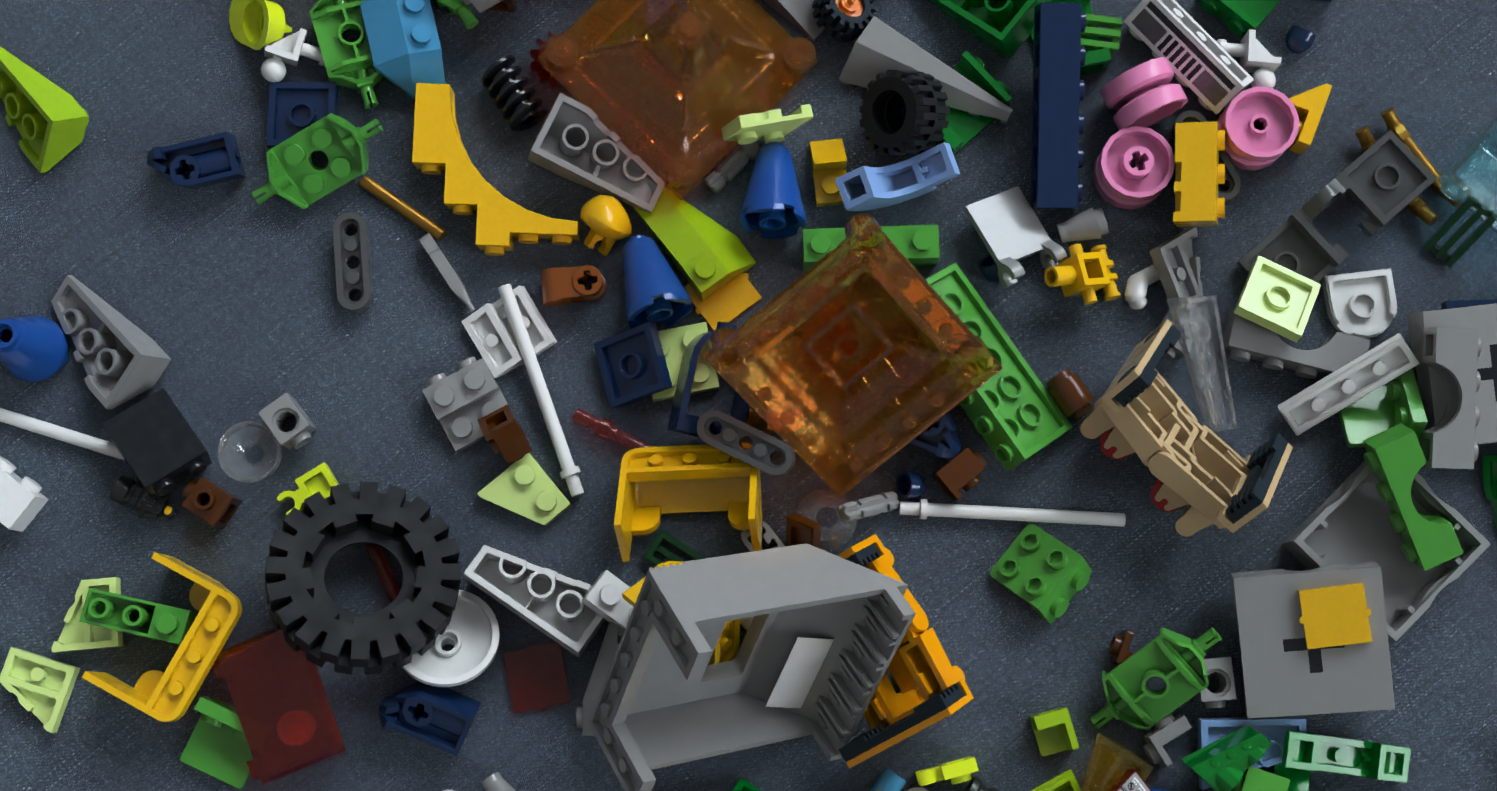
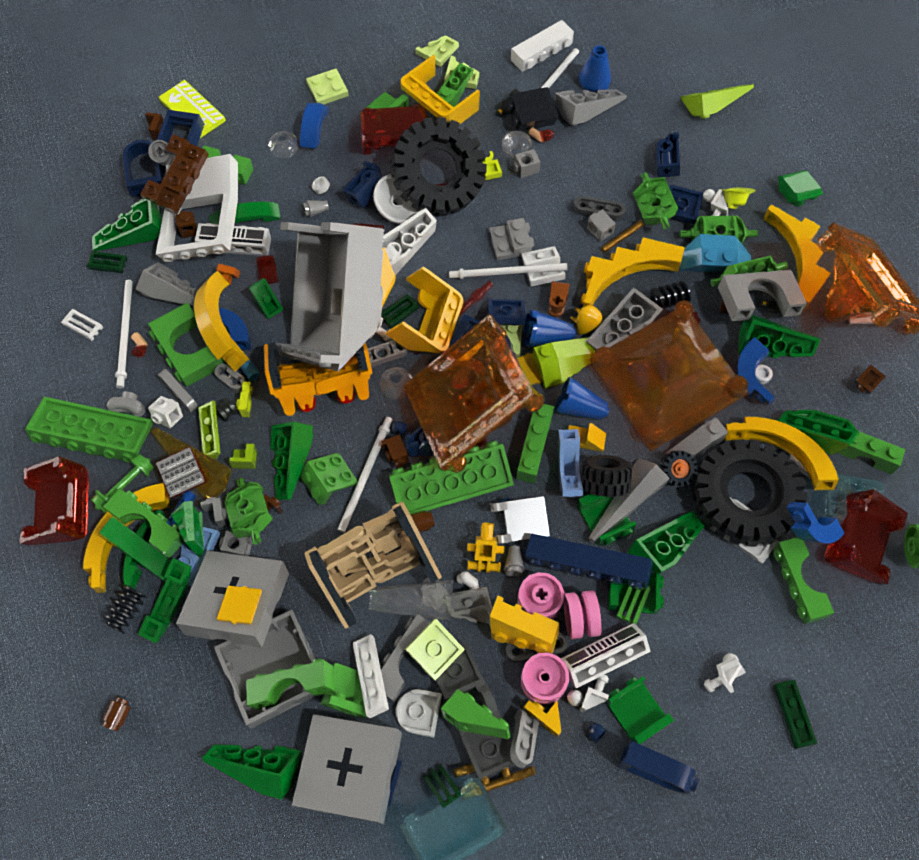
camera: 105 degrees right, 15 degrees down
(209, 413) = (541, 136): none -> arm
(221, 504) = (498, 127): reddish brown brick -> none
(393, 249) = (601, 225): none -> light grey brick
(446, 270) = (584, 246): light grey piece -> none
(505, 434) = (489, 247): reddish brown brick -> none
(527, 492) = (458, 254): yellowish green wing -> none
(731, 166) = (602, 390): light grey axle -> none
(731, 439) = (449, 335): dark grey plate -> none
(765, 126) = (616, 410): yellowish green wing -> none
(799, 672) = (320, 333): white sticker -> none
(802, 531) = (390, 365): reddish brown tile -> none
(868, 507) = (394, 413): light grey axle -> none
(1015, 652) = (290, 447): none -> green wedge
(1357, 132) = (523, 739): none -> light grey plate
(1365, 210) = (471, 717): none -> bright green slope
(1455, 357) = (364, 732): light grey arch -> none

